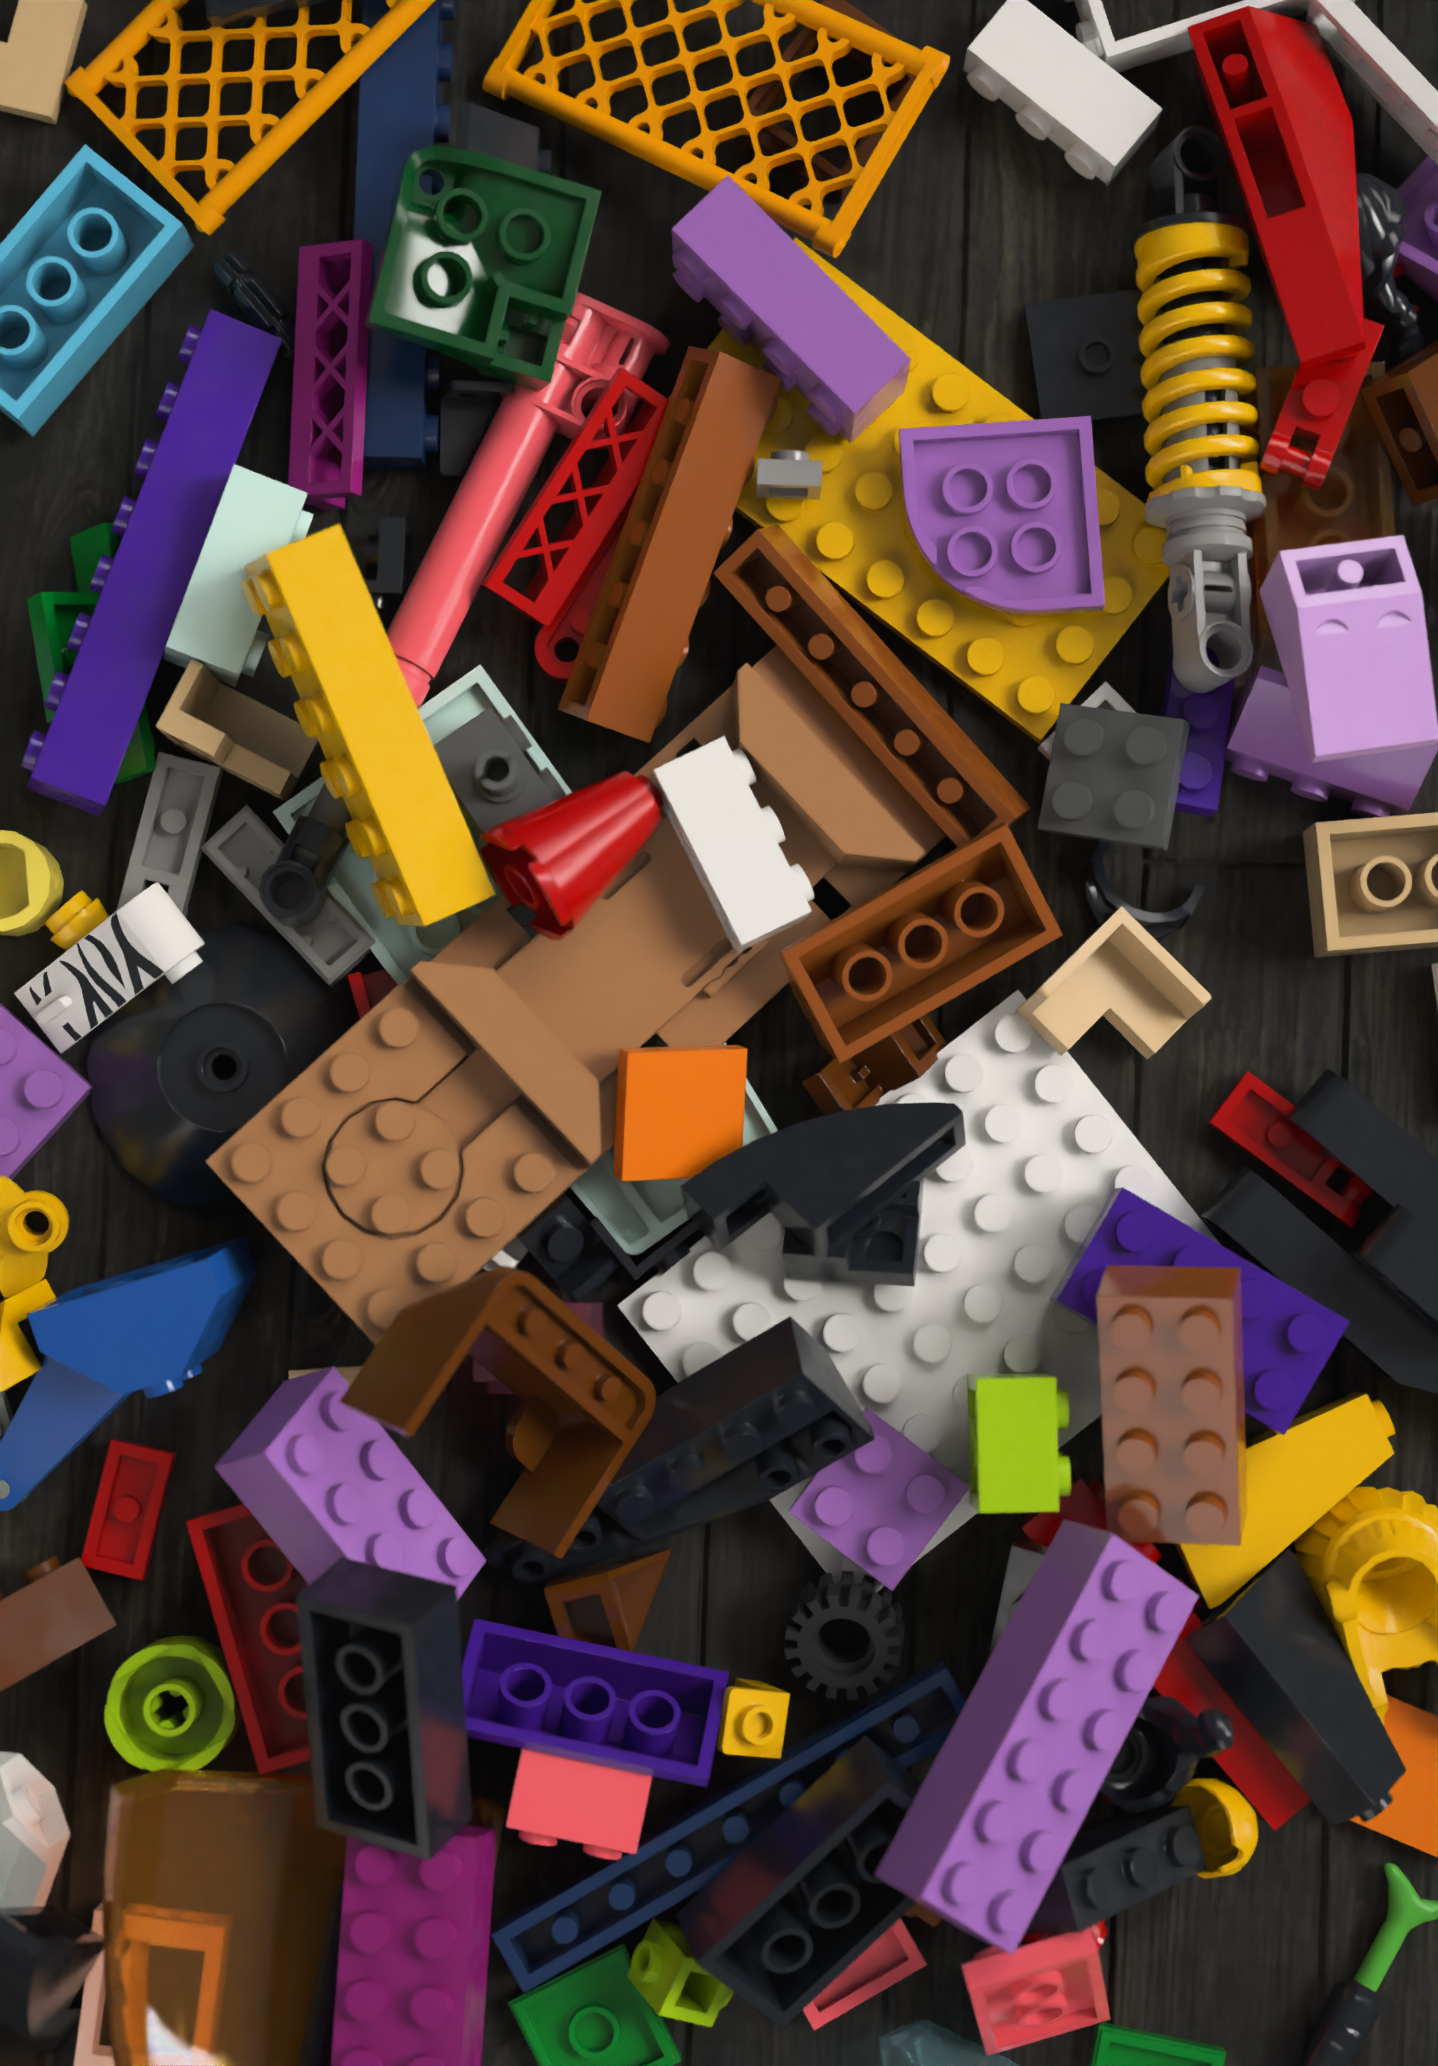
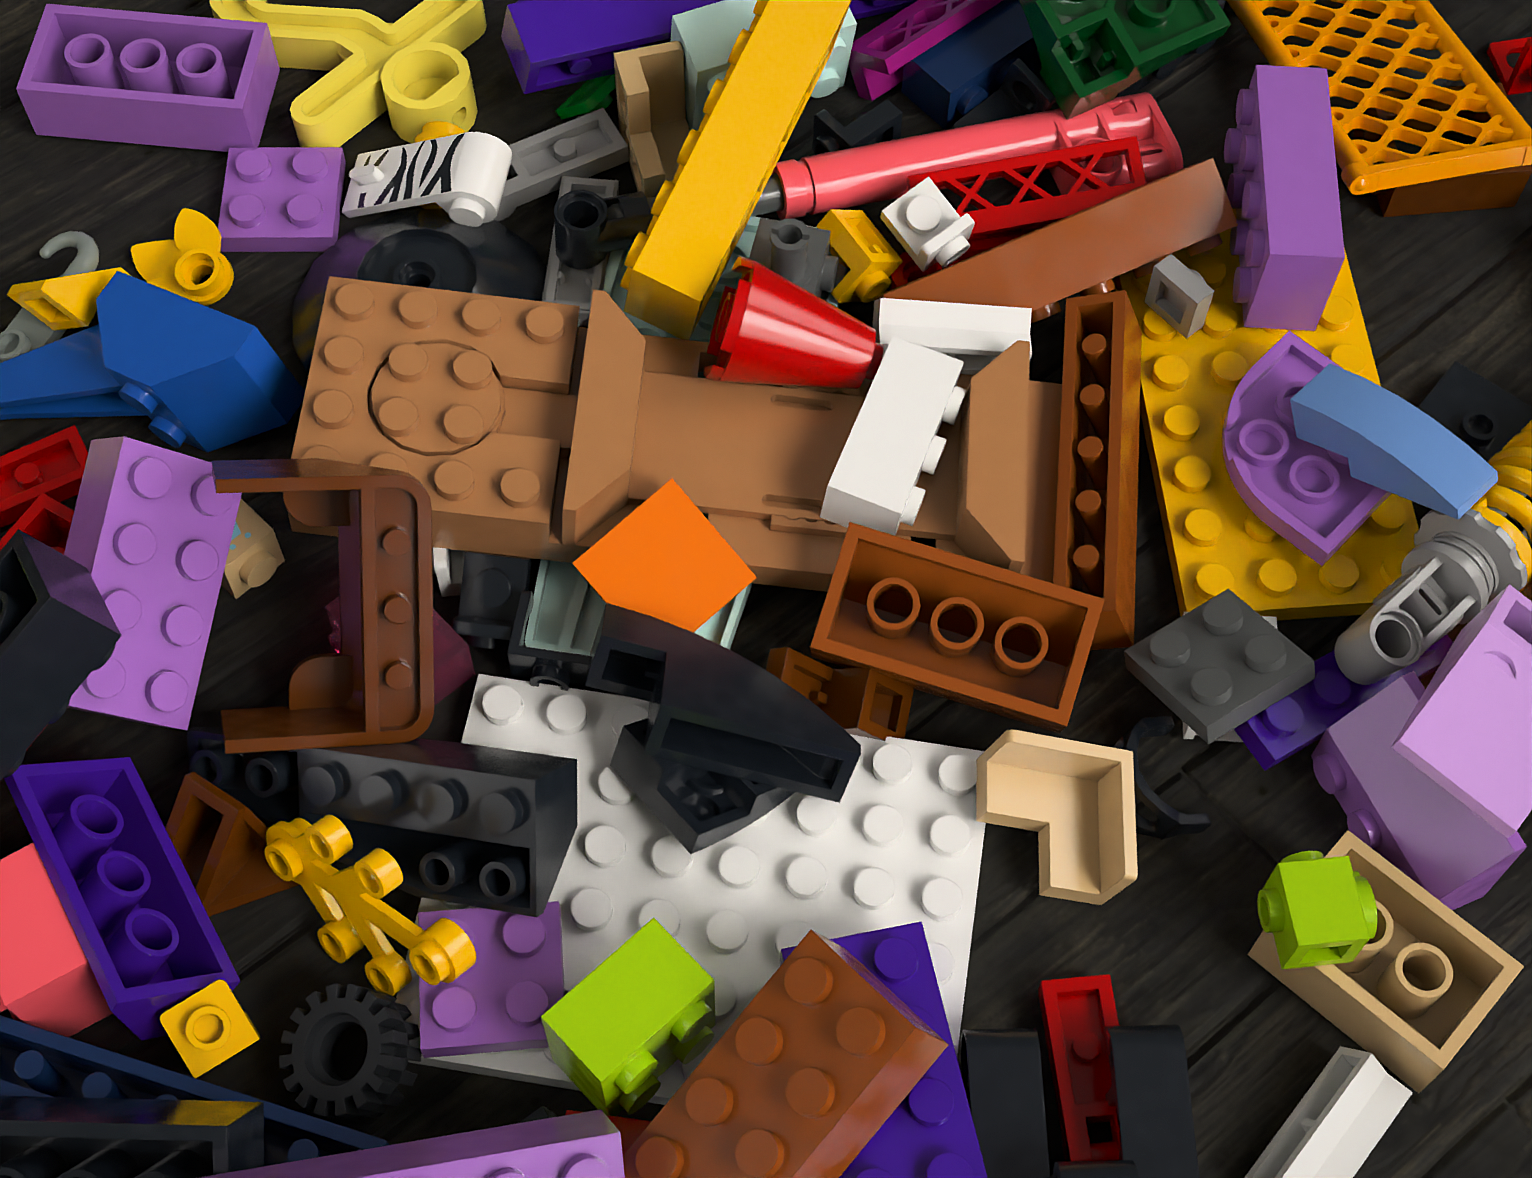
camera: 45 degrees right, 25 degrees down
(513, 684) = (863, 251): none -> yellow bracket
(549, 615) = (928, 226): none -> white bracket
(666, 698) = (954, 329): none -> white piece
(767, 1540) = (304, 855): none -> yellow plant
(1078, 480) = (1390, 442): none -> medium blue slope
(1356, 915) = (1317, 910): none -> lime brick

